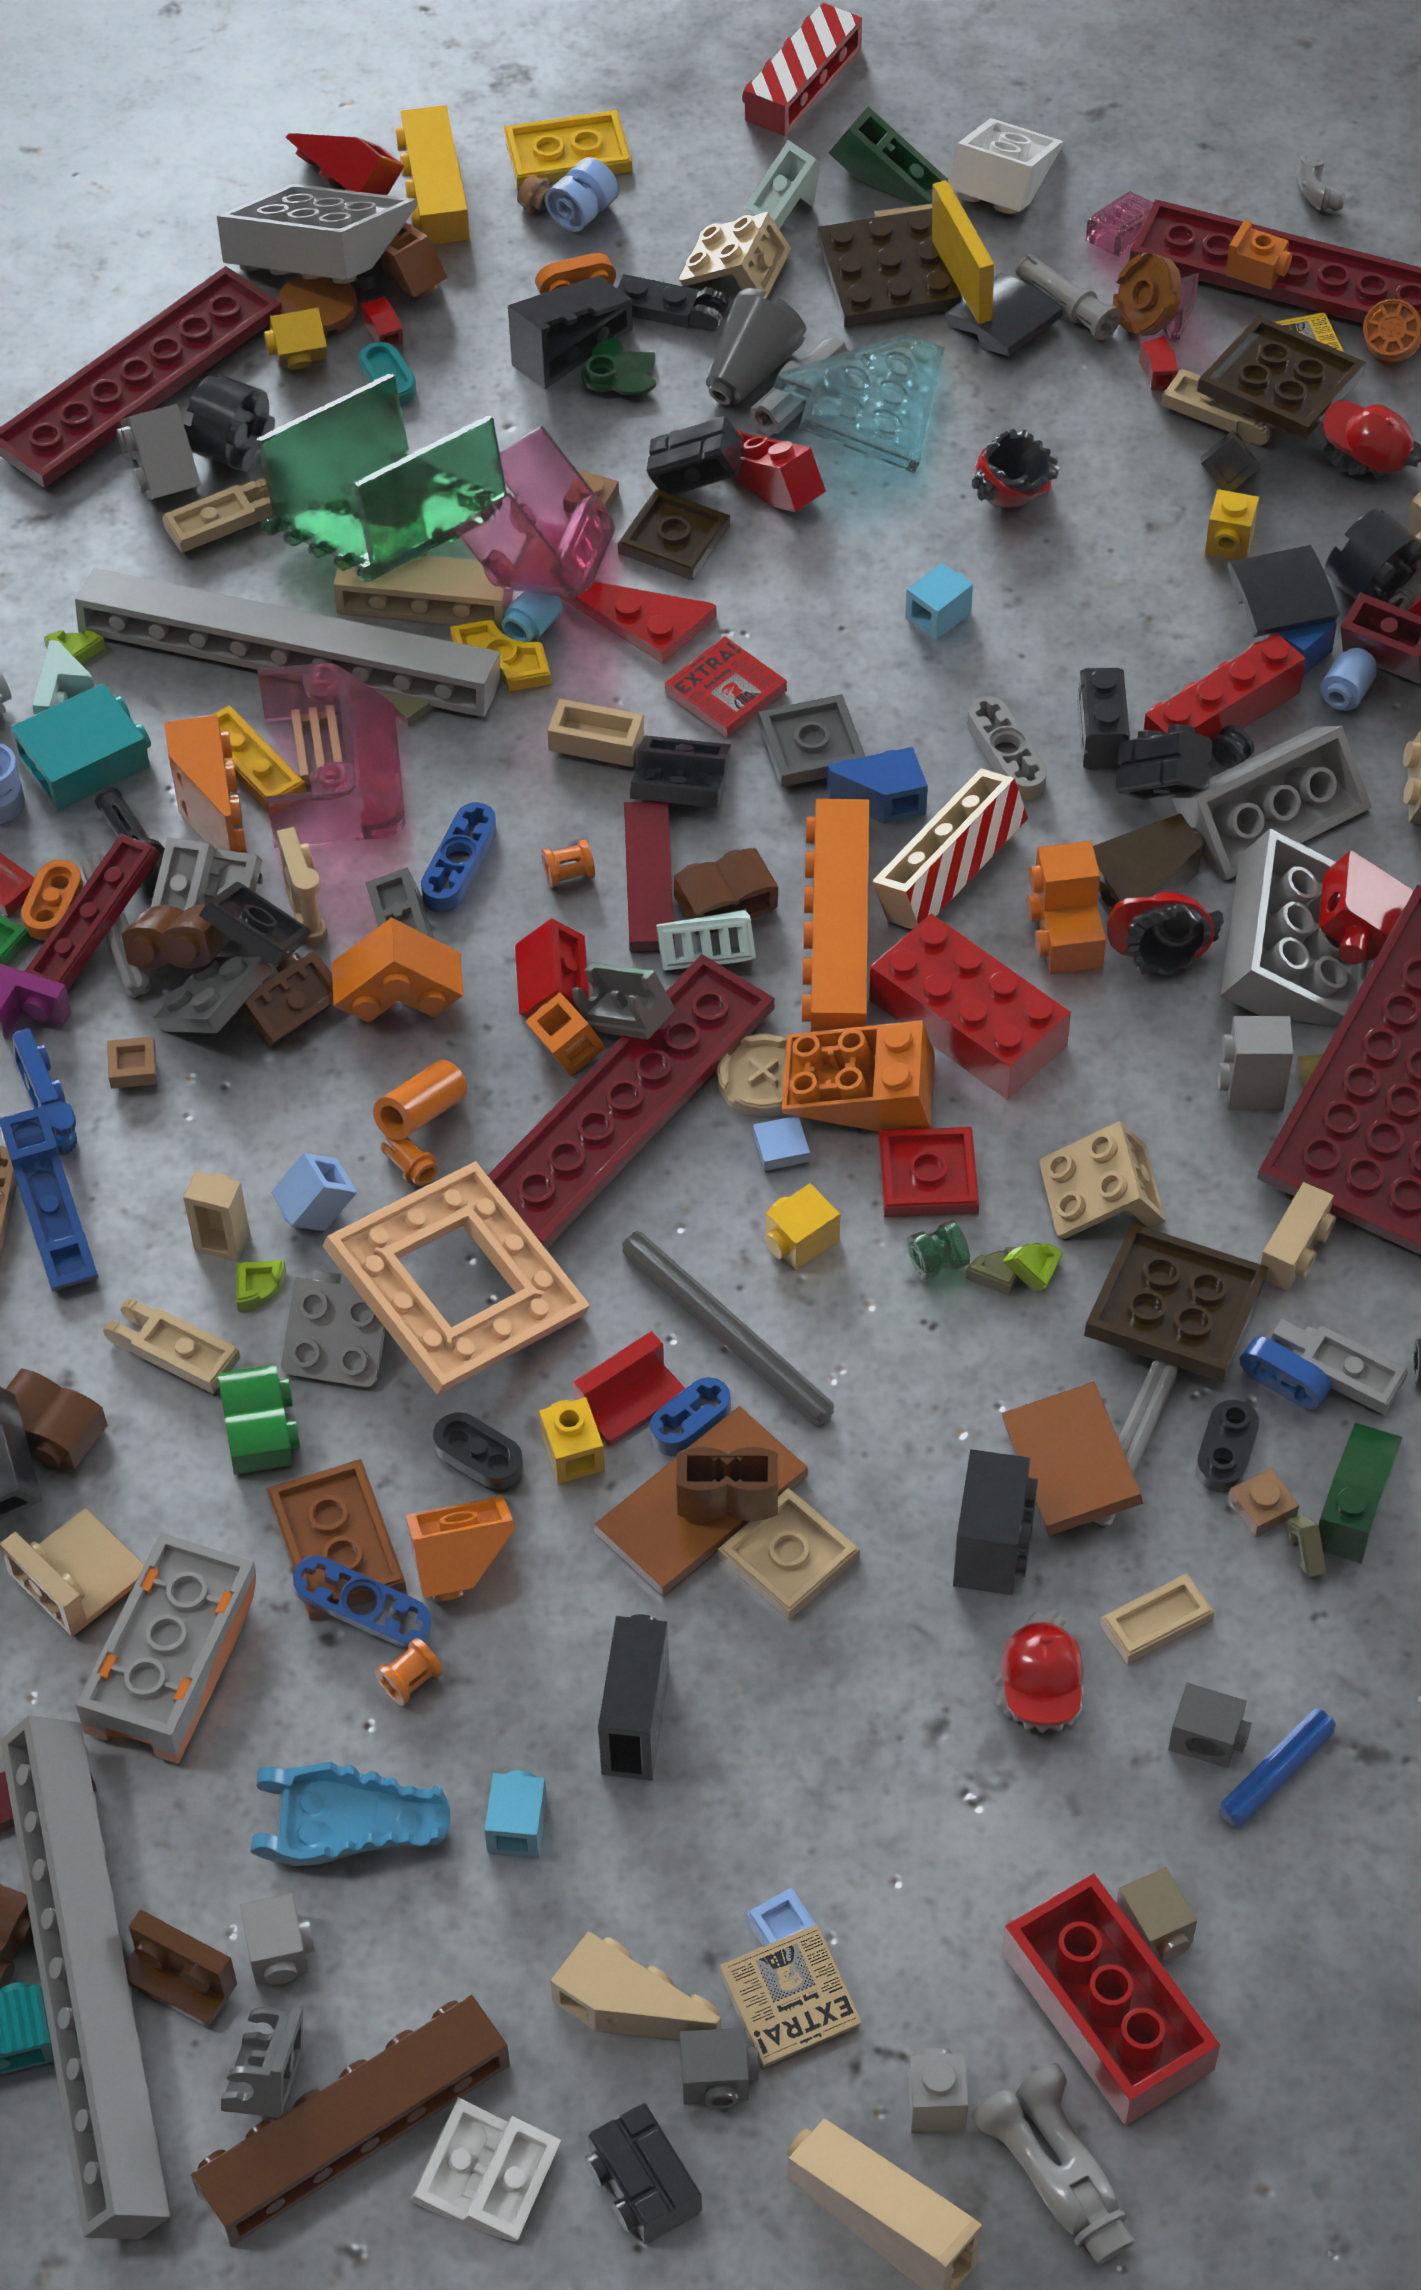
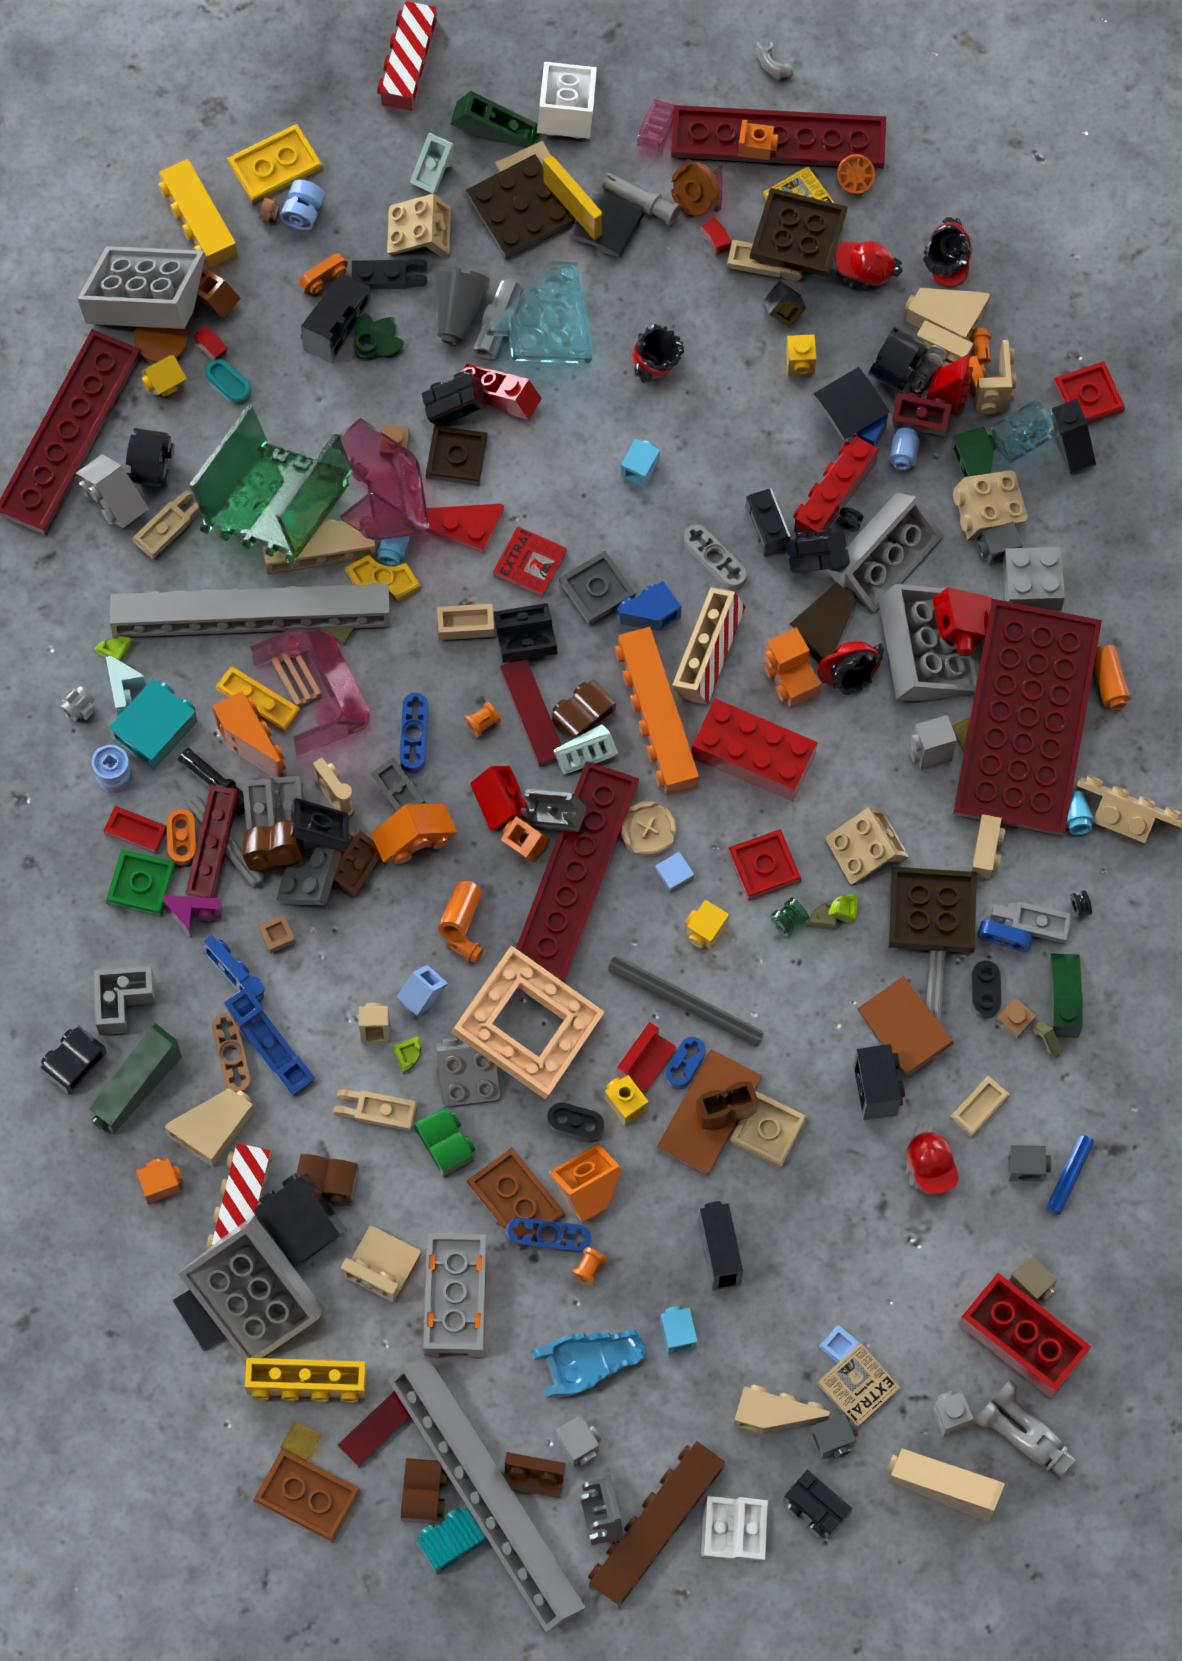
camera: 20 degrees left, 15 degrees up
(349, 161) = (145, 222): red slope -> none
(861, 1076) = (706, 817): orange slope -> none

